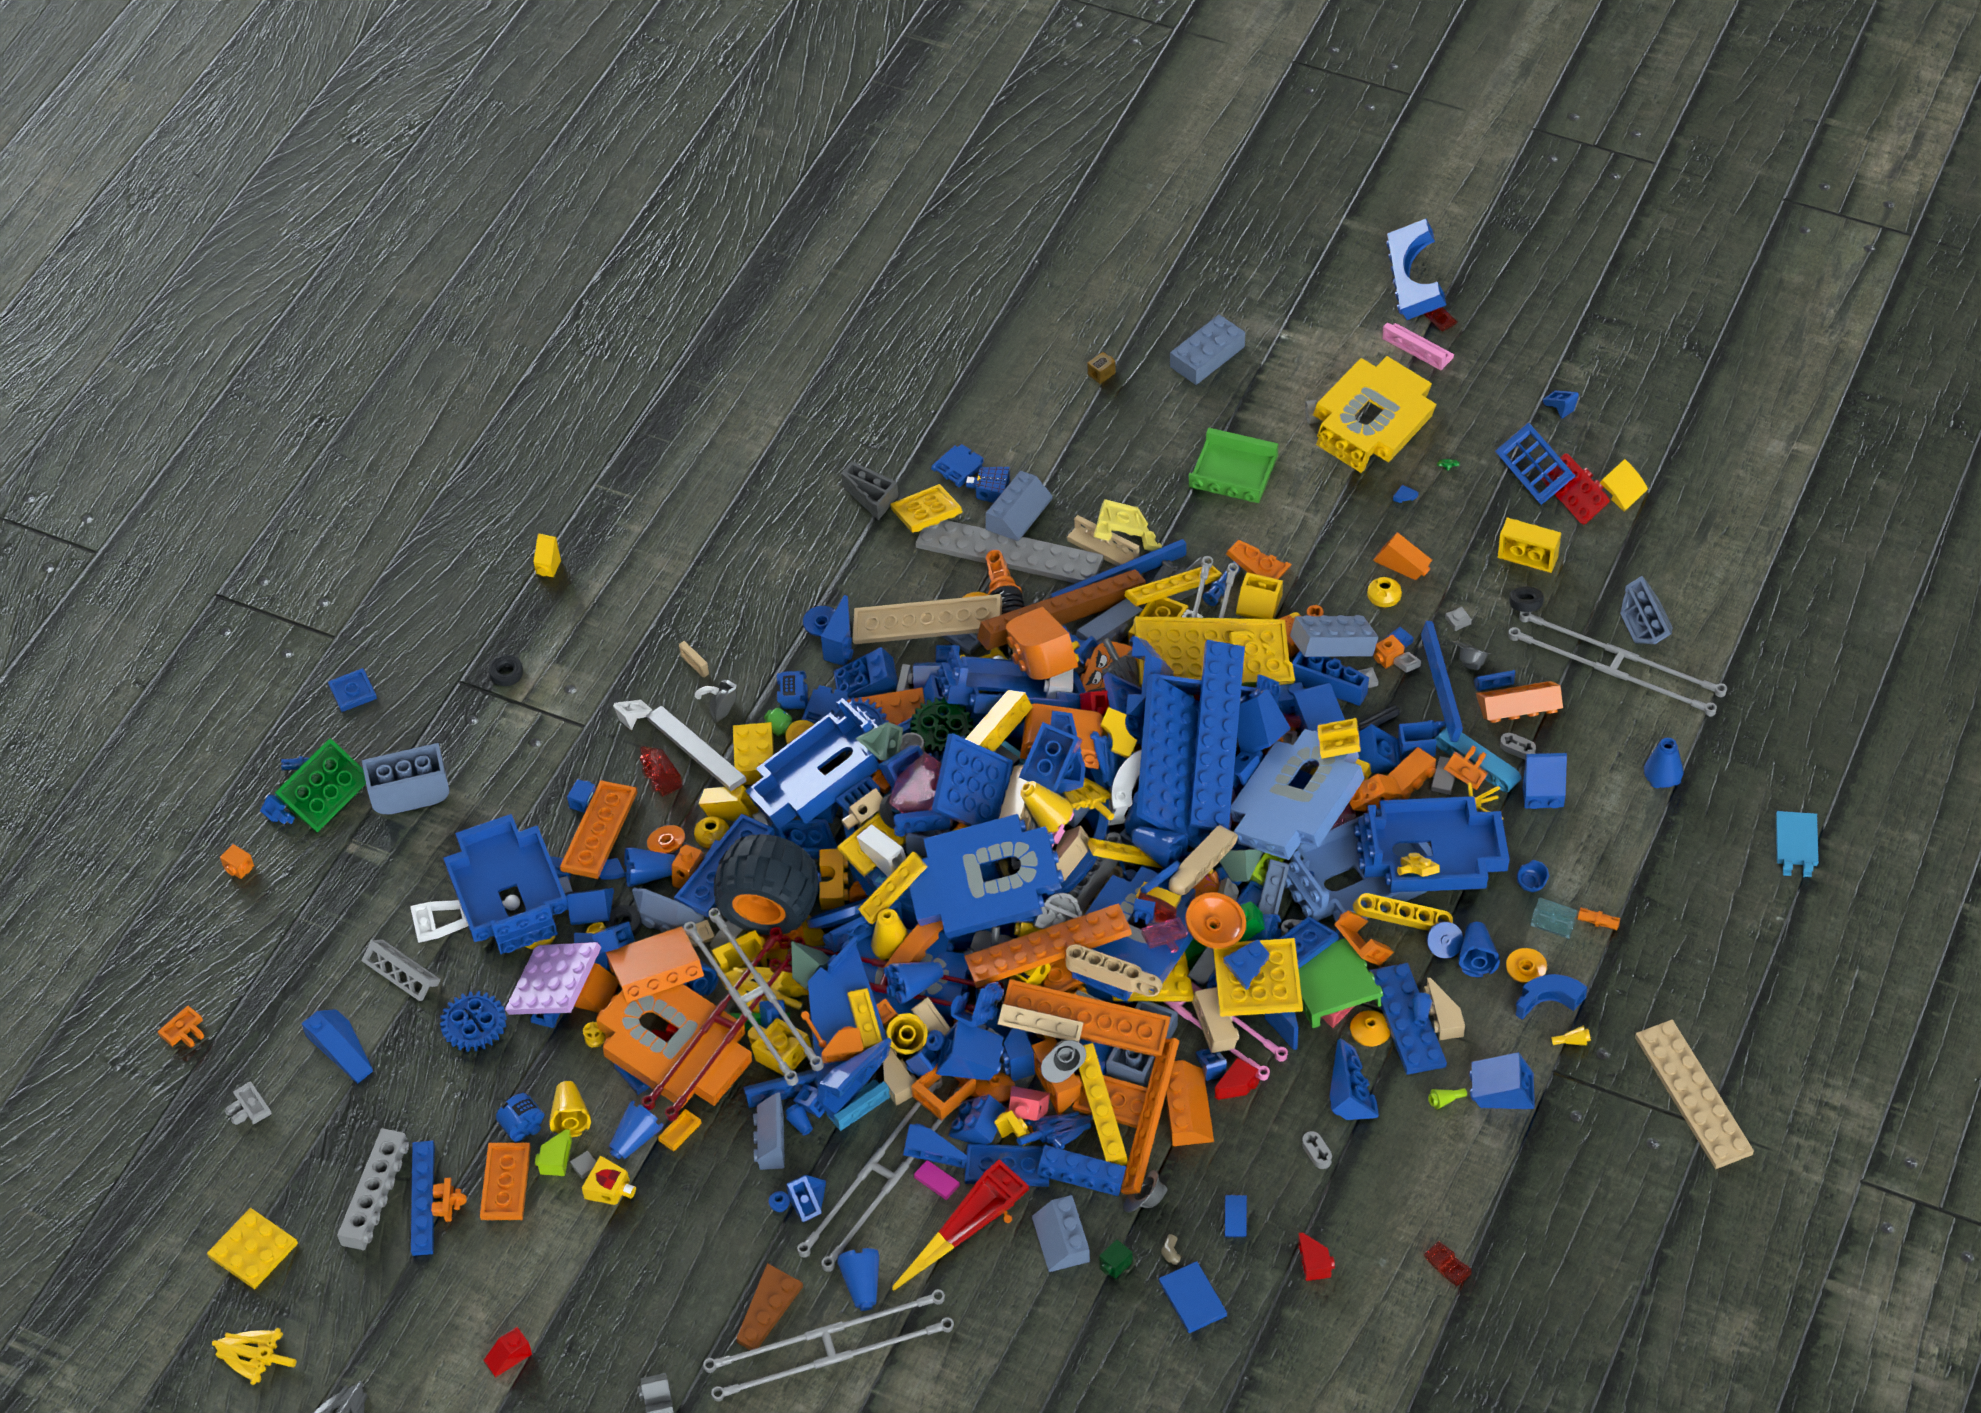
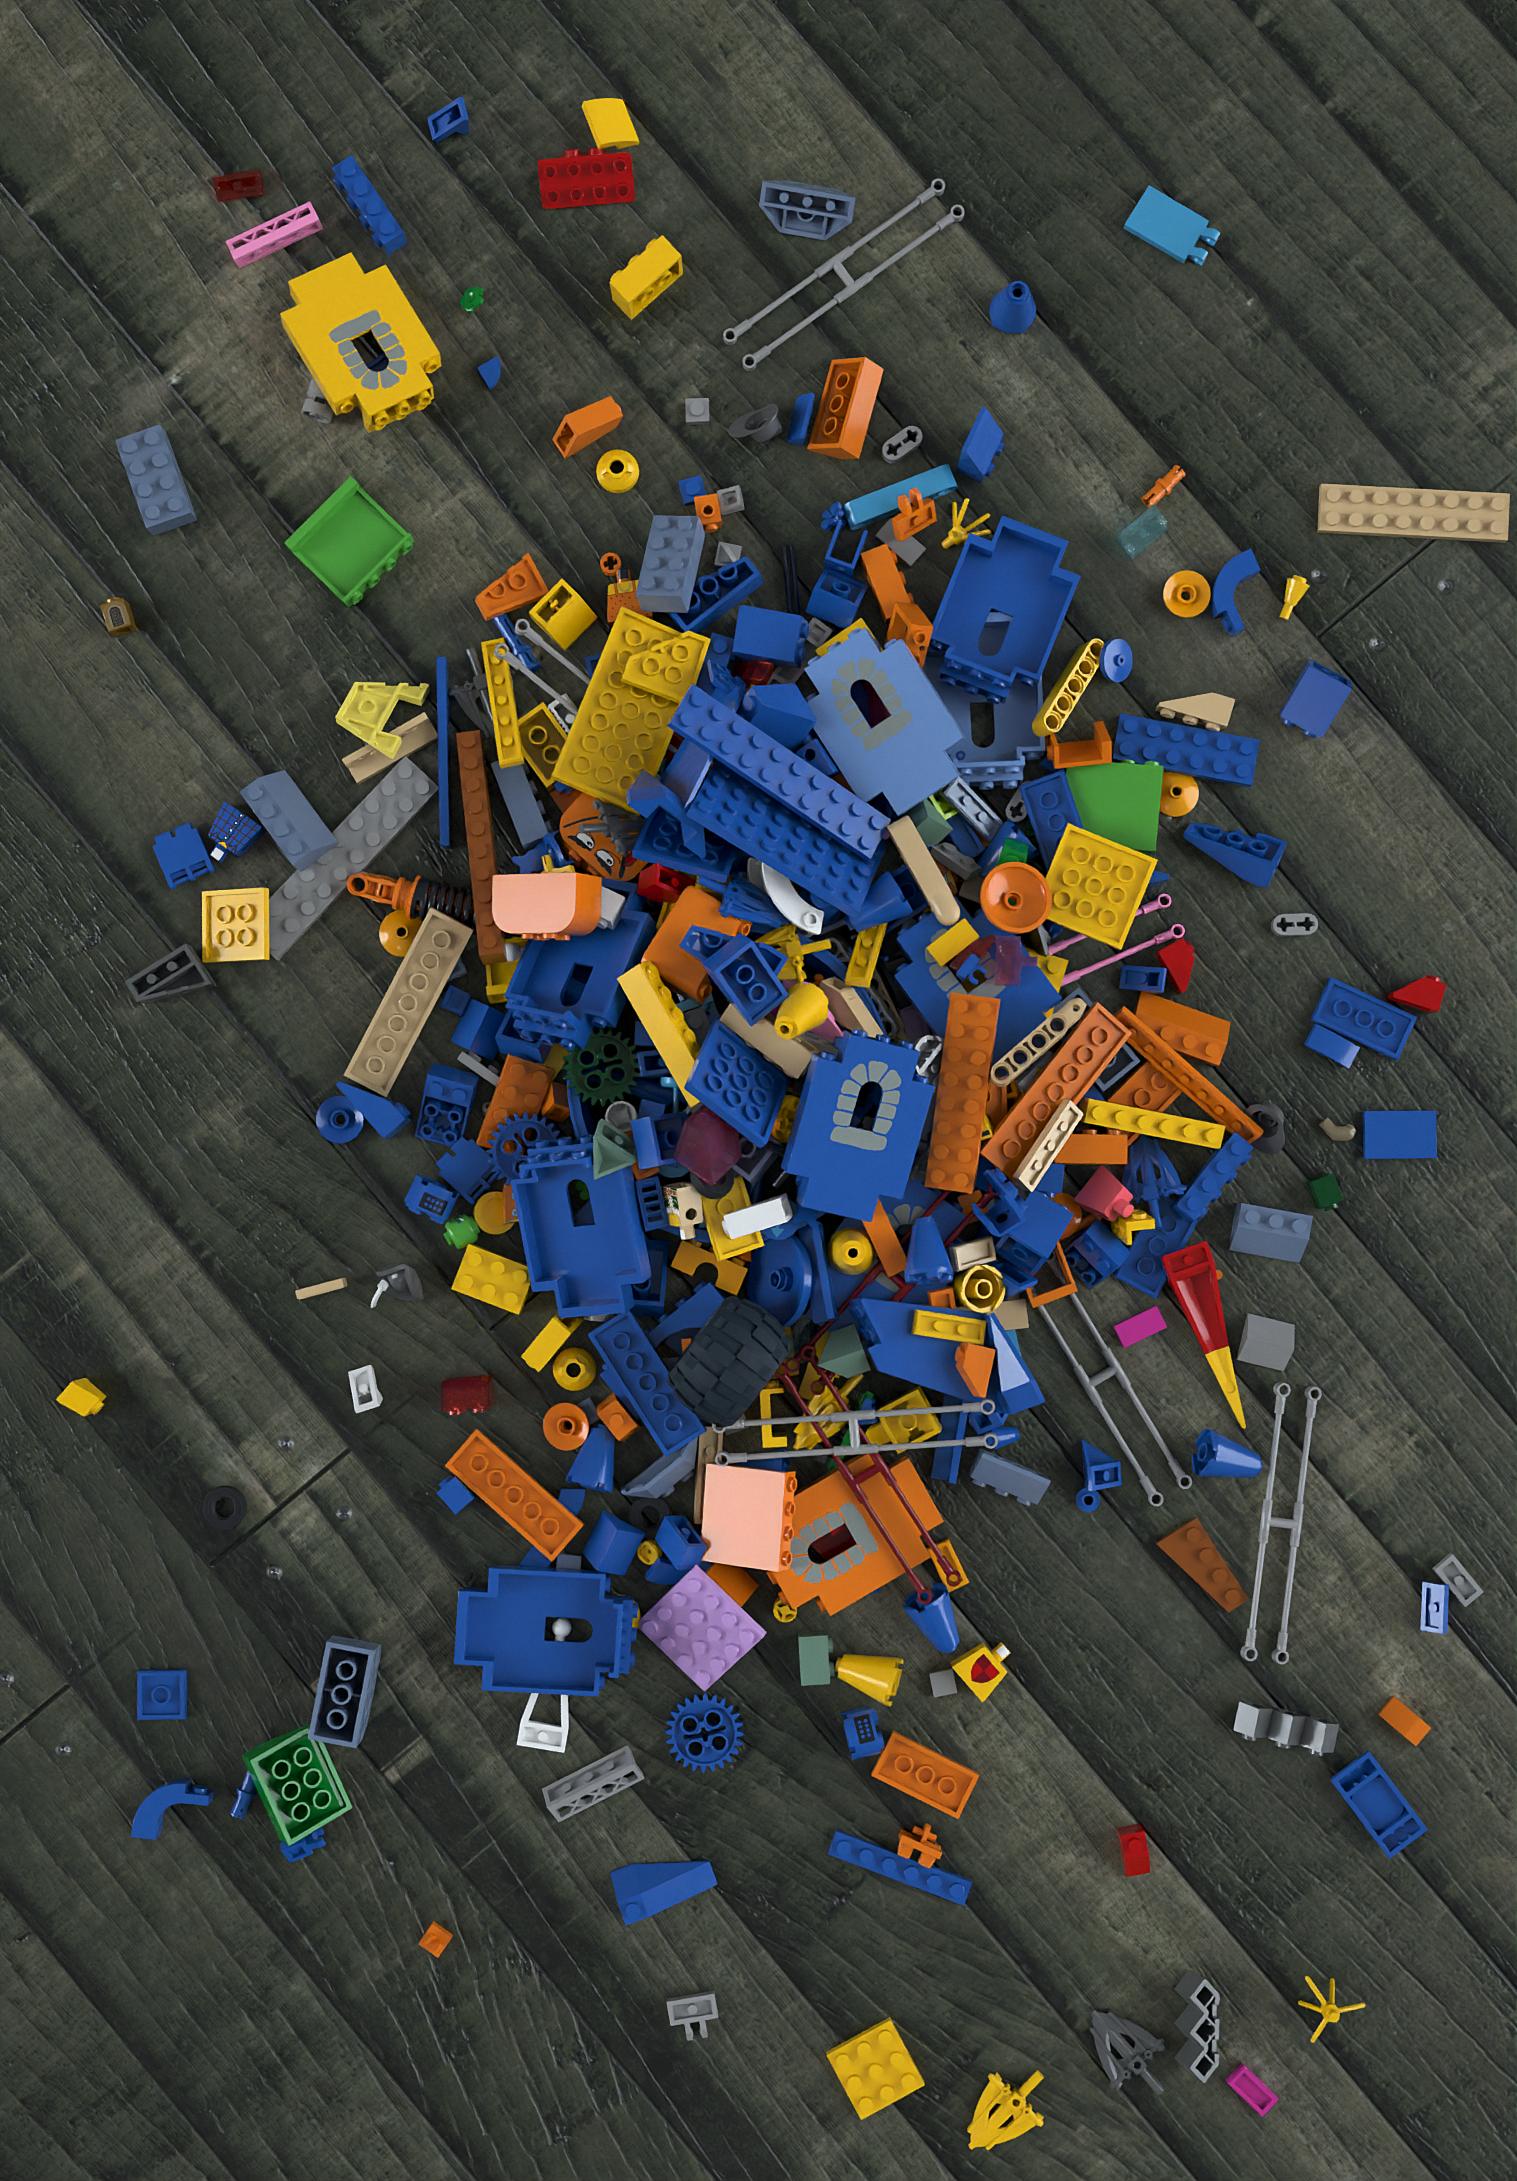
camera: 65 degrees left, 35 degrees up
(180, 1026) = (551, 2053): orange hinge -> none
(236, 861) = (354, 1915): orange brick -> none
(238, 921) = (435, 1939): none -> orange tile
(271, 715) = (149, 1816): none -> blue arch
(349, 1232) = (911, 1962): light grey brick -> none
(555, 1154) = (921, 1711): lime slope -> none
(564, 1066) = (814, 1658): none -> sand green brick
(696, 748) = (461, 1343): tile -> none
(805, 1016) = (918, 1391): orange hinge -> none
(892, 887) = (819, 1230): yellow tile -> none
(919, 822) = (744, 1162): blue plate -> none
(930, 1146) = (1103, 1322): blue slope -> none
(939, 1040) = (1002, 1261): blue plate -> none
(970, 1272) = (1266, 1342): none -> light grey slope
(1063, 1060) = (1099, 1139): piece -> none
(1115, 725) = (742, 883): yellow tile -> none
(1154, 882) = (928, 925): blue piece -> none
(1217, 1030) = (1097, 955): tan brick -> none
(1247, 962) = (1078, 889): blue wing -> none
(1271, 1231) = (1363, 1018): none -> blue tile
(1339, 738) = (848, 641): yellow slope -> none
(1404, 246) = (114, 163): arch -> none
(1417, 864) = (1033, 642): yellow plate -> none
(1421, 1007) = (1192, 731): blue cone -> none
(1440, 1098) = (1298, 767): lime cone -> none
(1441, 681) = (785, 479): blue tile -> none
(1445, 1263) = (1485, 864): clear red slope -> none
(1472, 383) = (369, 204): none -> blue brick
(1478, 951) = (1144, 632): blue cone -> none
(1515, 441) = (484, 206): blue piece -> none
(1526, 605) = (722, 332): black tyre -> none
(1532, 876) = (1082, 525): blue hair -> none

